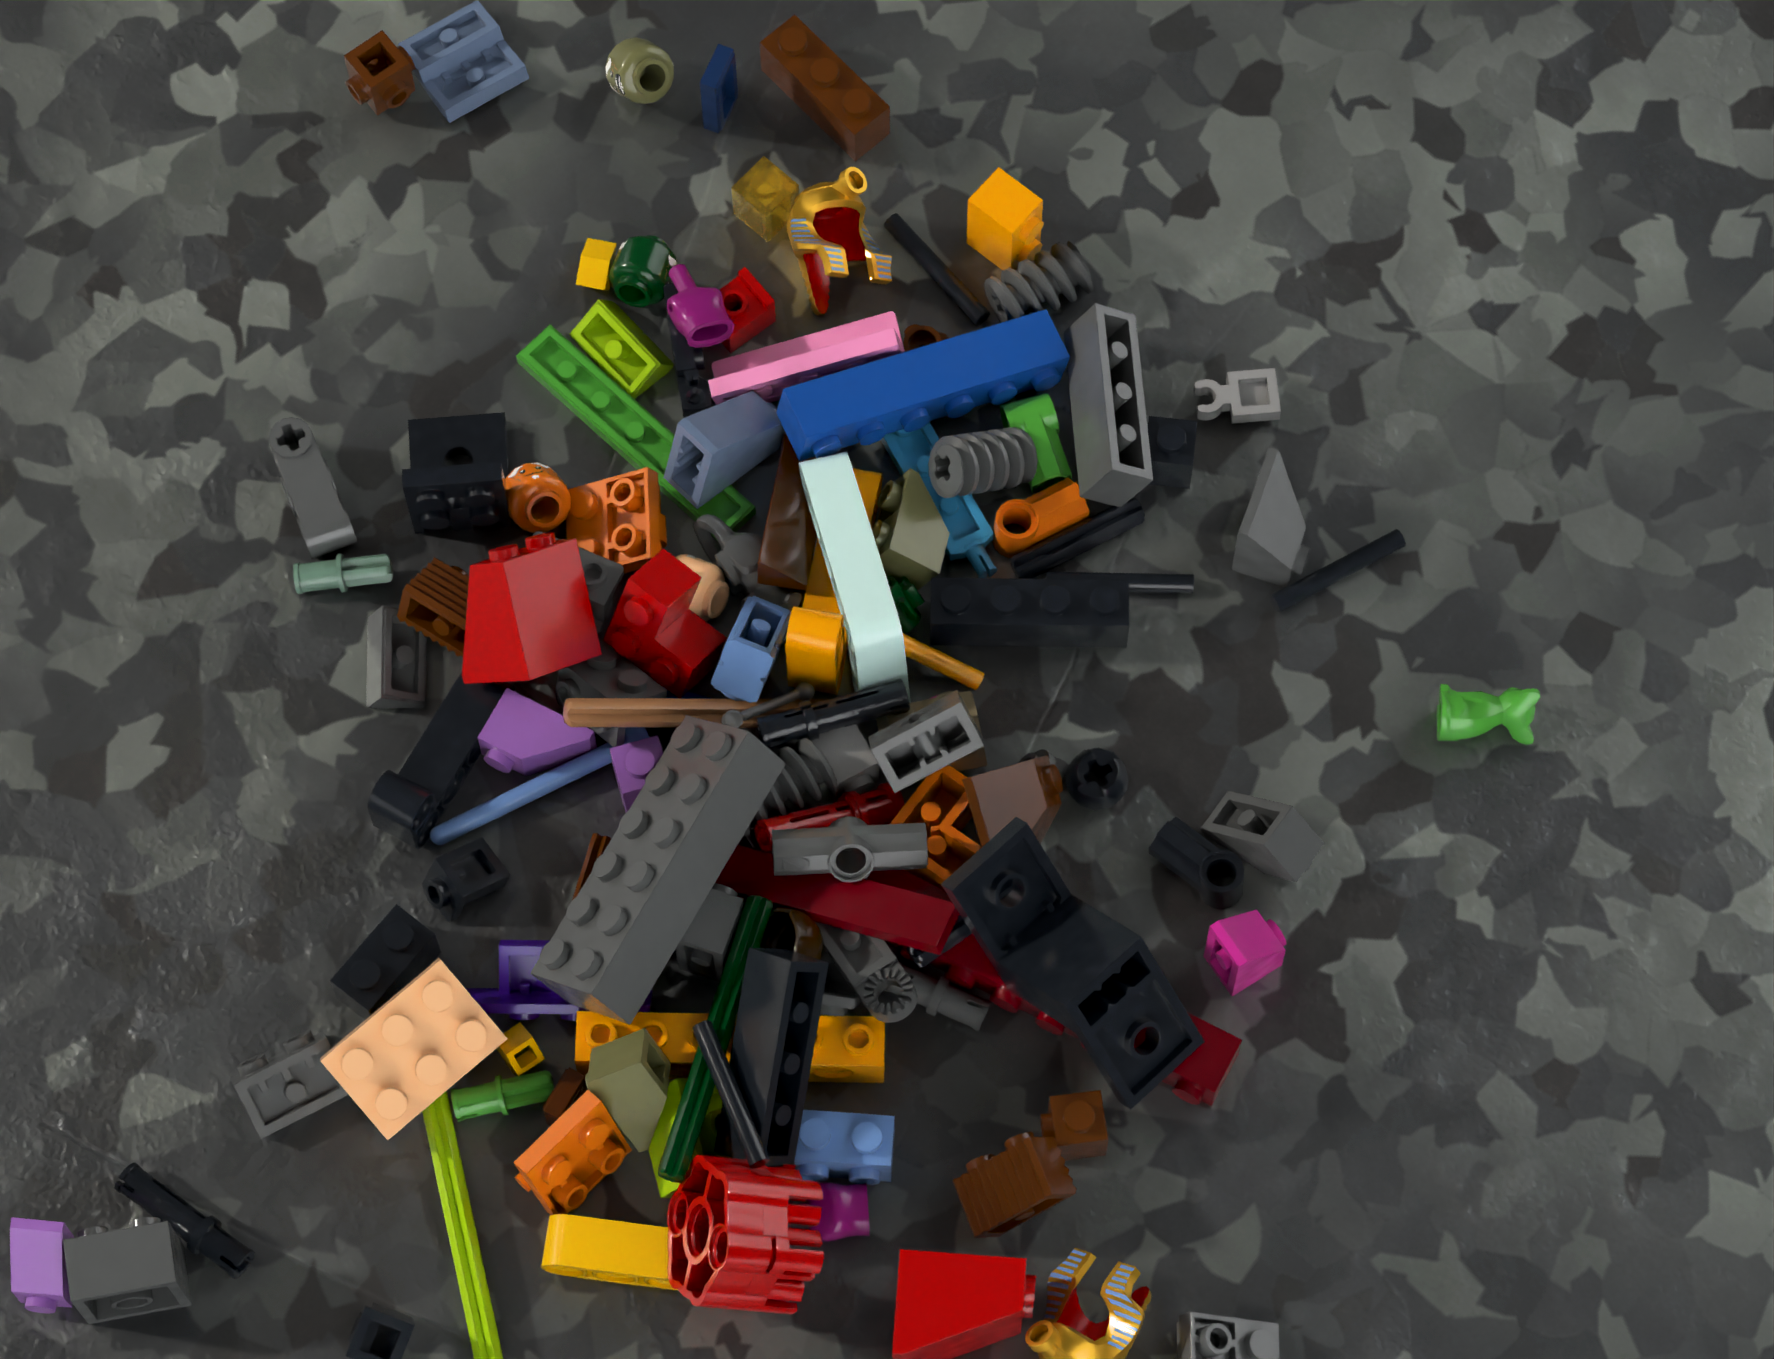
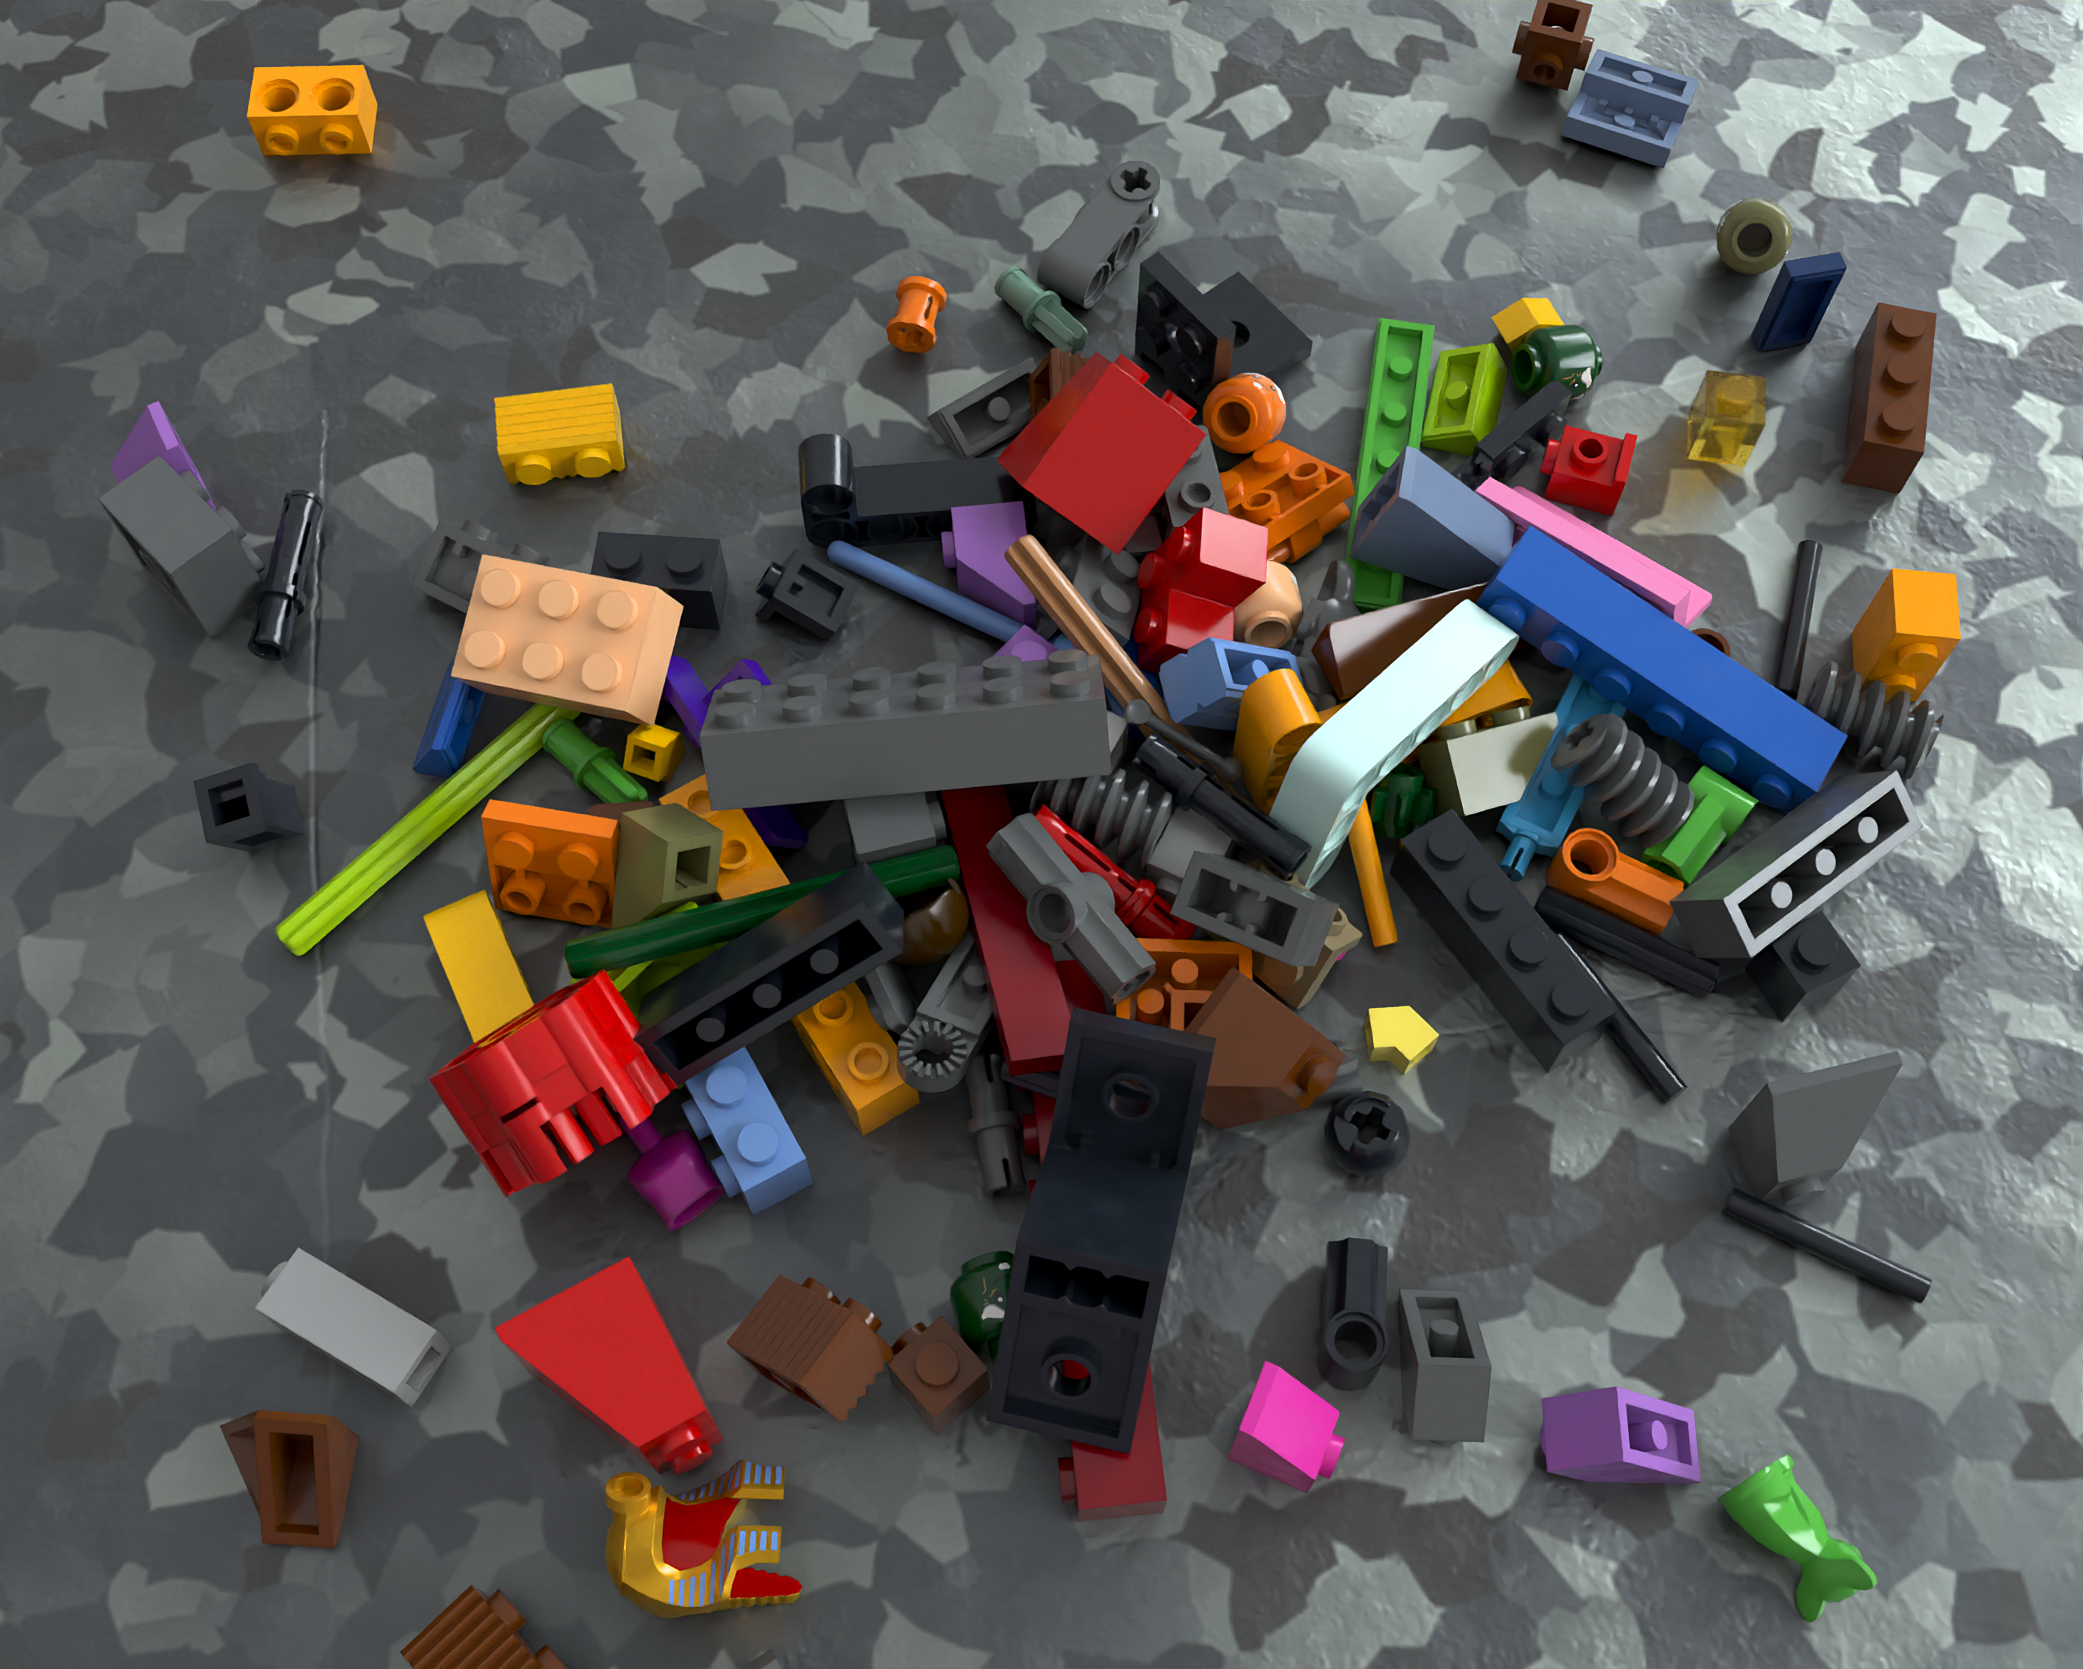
camera: 55 degrees right, 5 degrees down
(205, 964) = (559, 434): none -> yellow brick
(281, 659) = (916, 314): none -> orange bush
(385, 1168) = (449, 728): none -> blue slope
(697, 311) = (1550, 417): magenta piece -> none
(730, 1094) = (694, 958): black bar -> none
(829, 232) = (1745, 488): piece -> none
(1046, 717) = (1398, 1036): none -> light yellow piece
(1057, 1063) = (980, 1300): none -> dark green head
(1247, 395) = (1936, 1010): light grey plate -> none
(1370, 768) = (1619, 1438): none -> medium lavender slope

